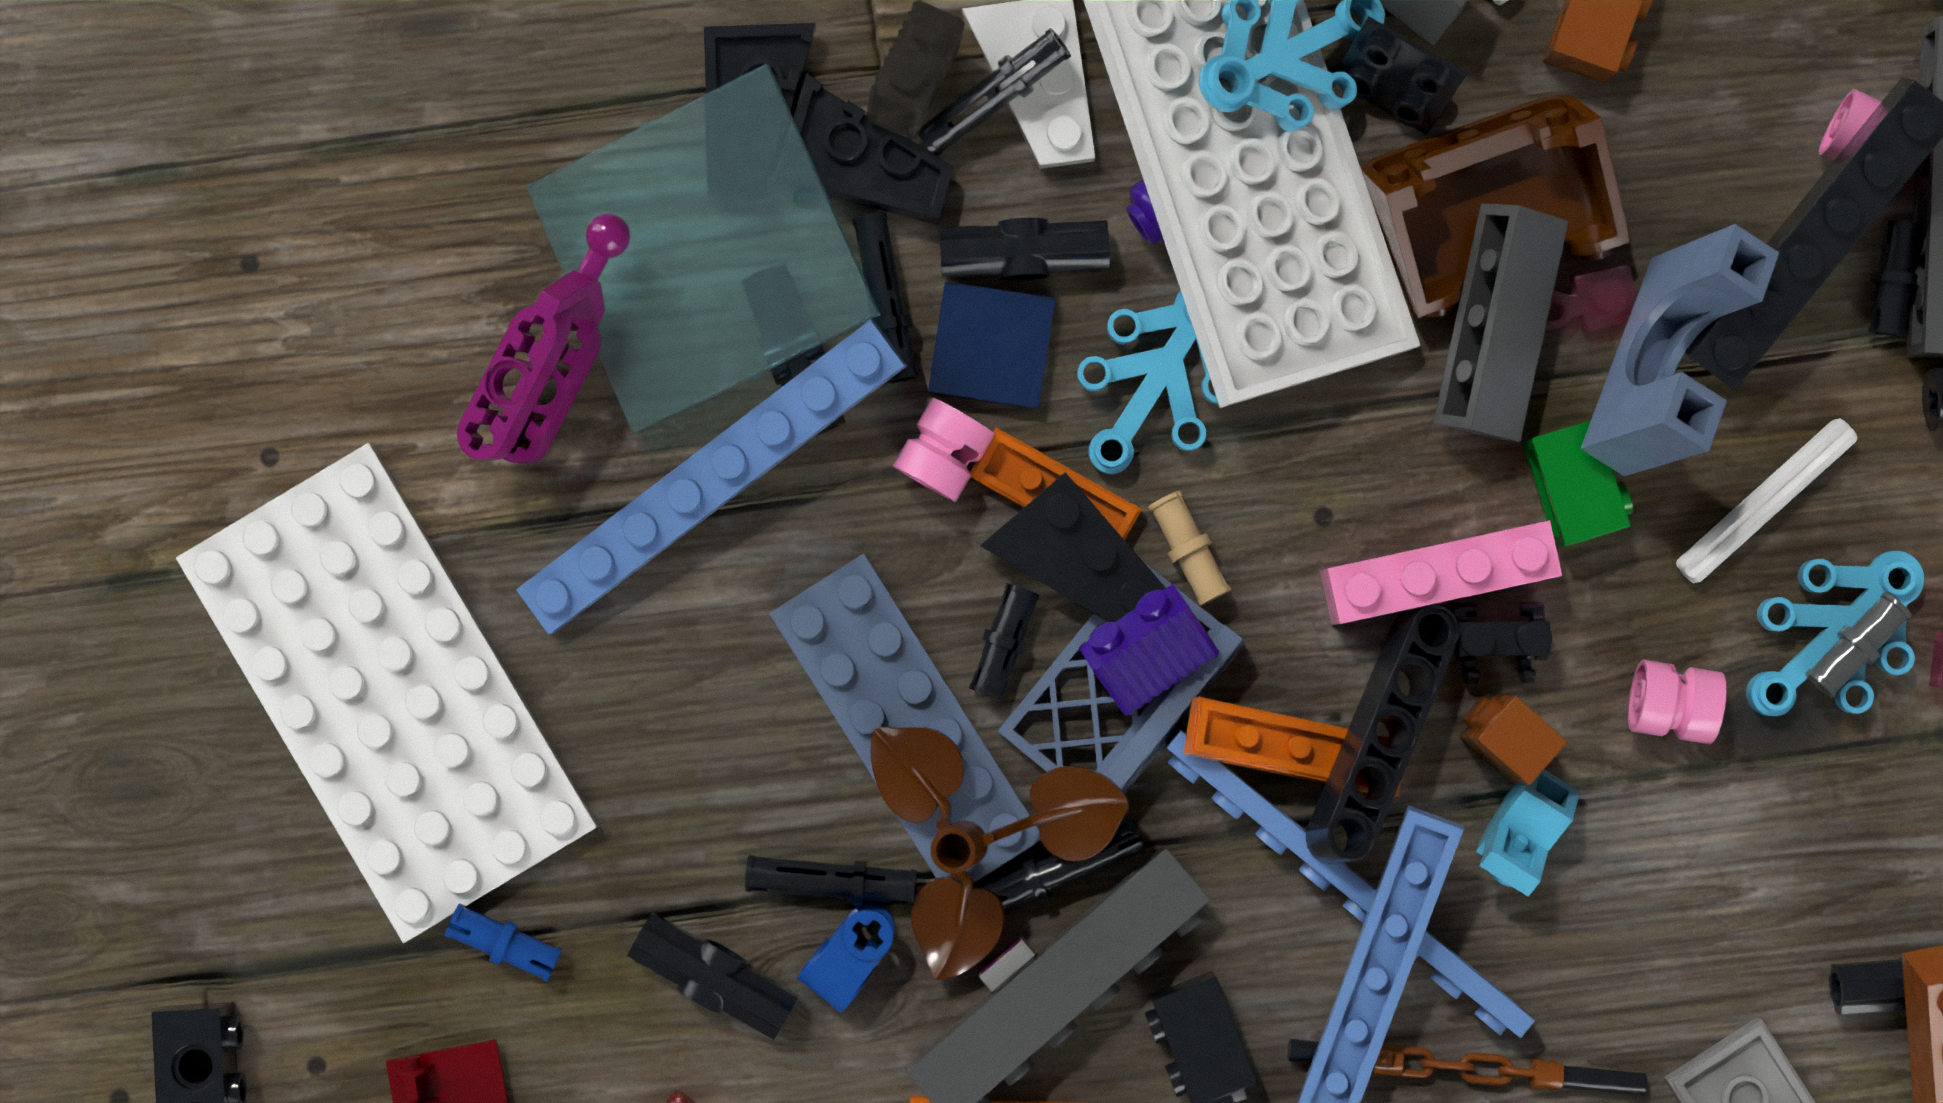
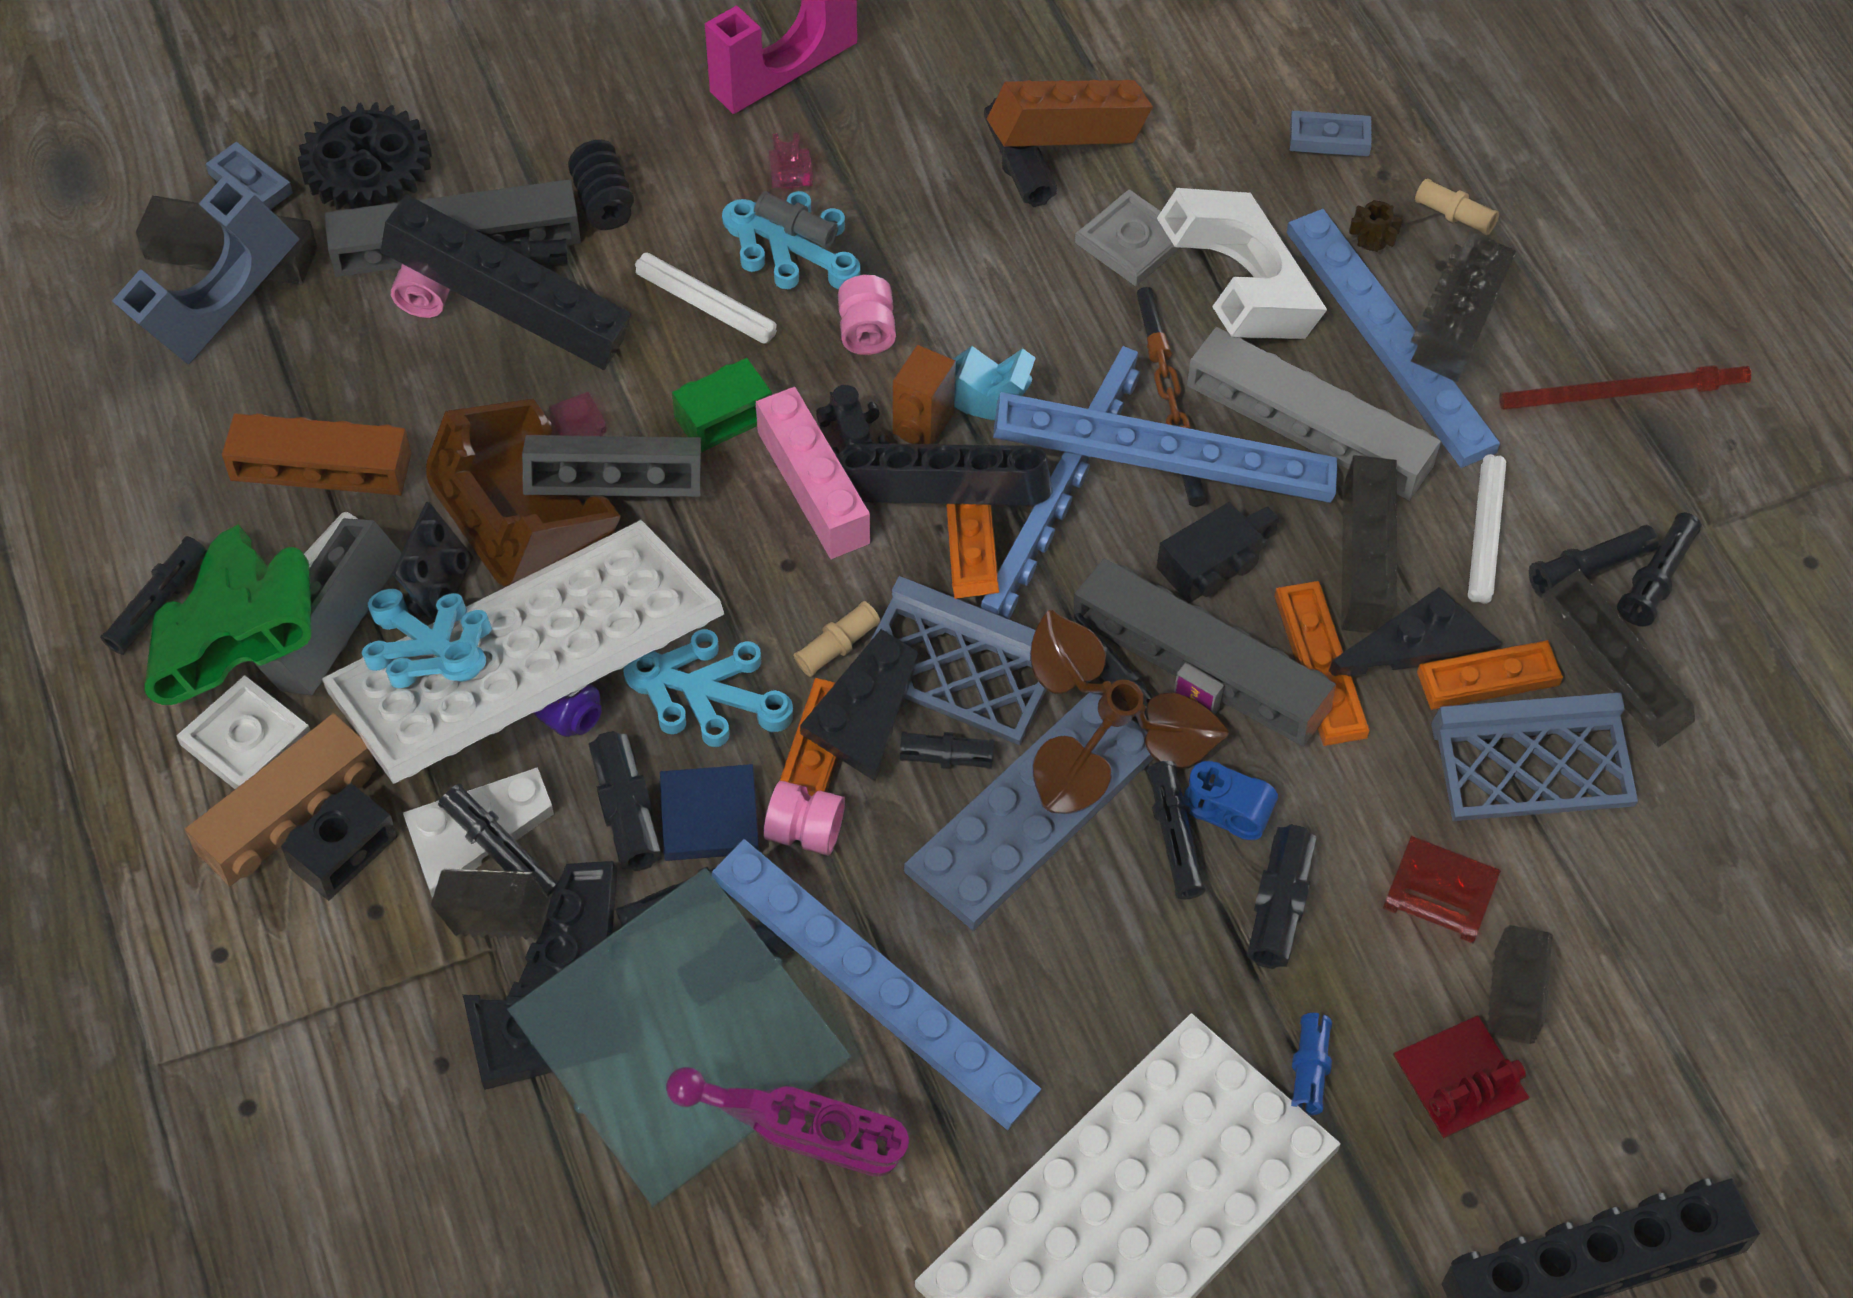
camera: 110 degrees left, 30 degrees down
(1148, 649) = (925, 630): dark purple brick -> none
(1646, 409) = (571, 364): sand blue arch -> none

